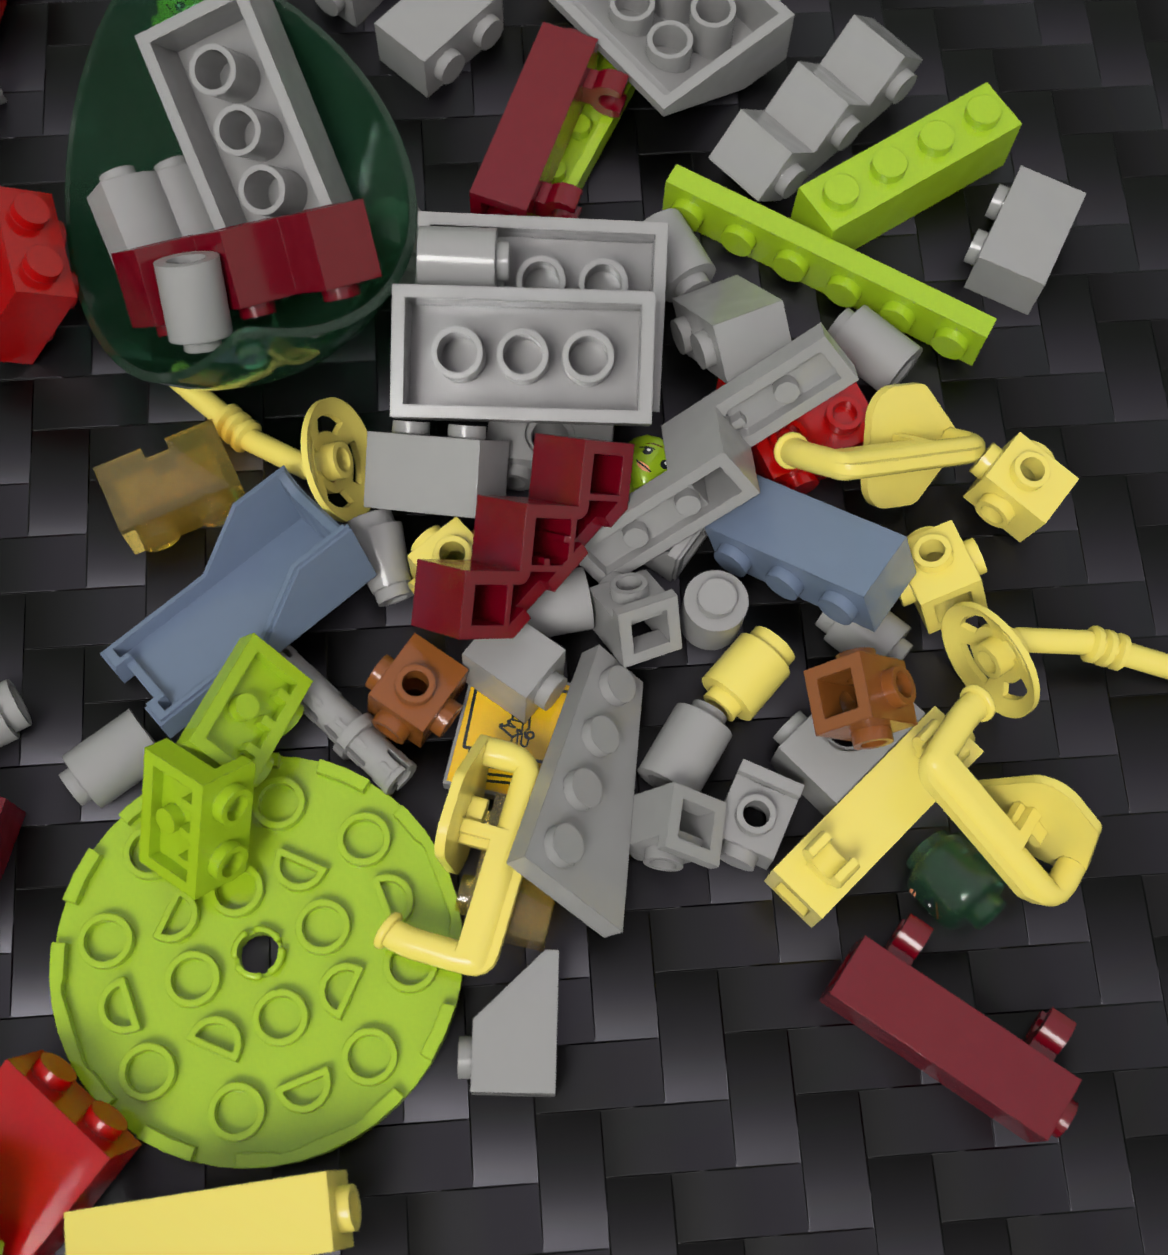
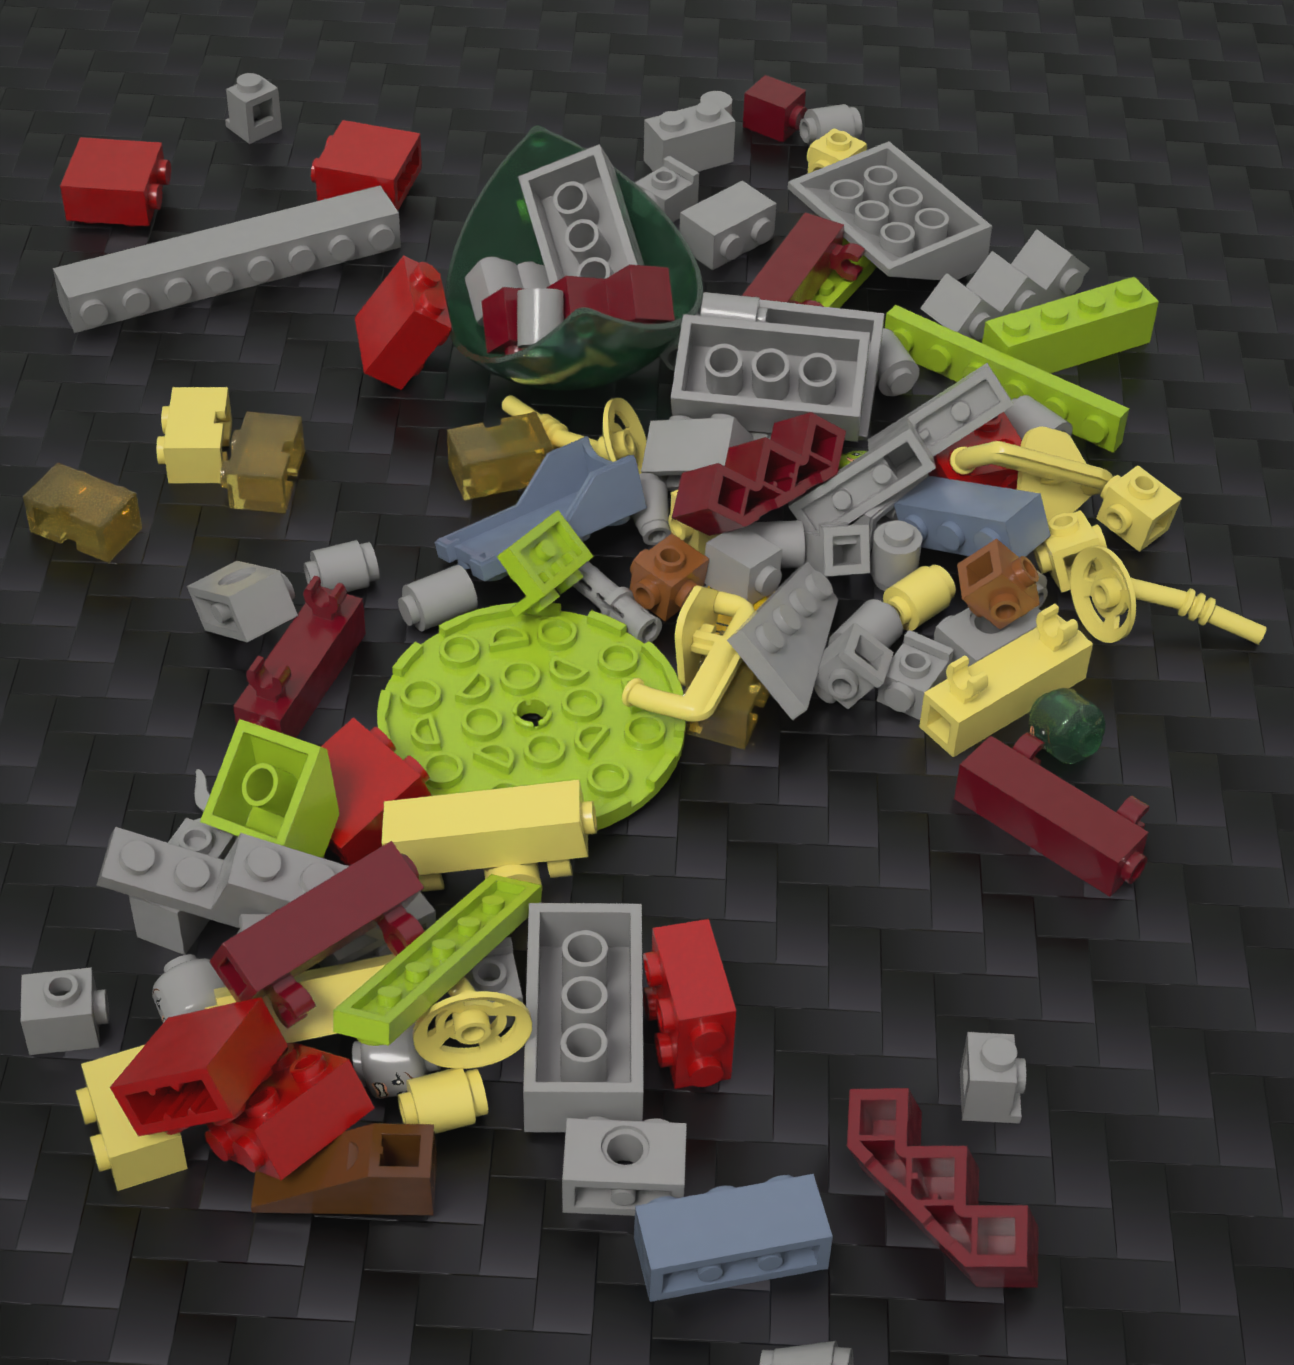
camera: 10 degrees right, 25 degrees down
(195, 818) = (503, 606): lime bracket -> none
(516, 1036) = (718, 779): light grey slope -> none
(729, 326) = (917, 387): light grey brick -> none
(1010, 816) = (1125, 682): light yellow piece -> none
(1024, 240) = (1157, 376): light grey brick -> none

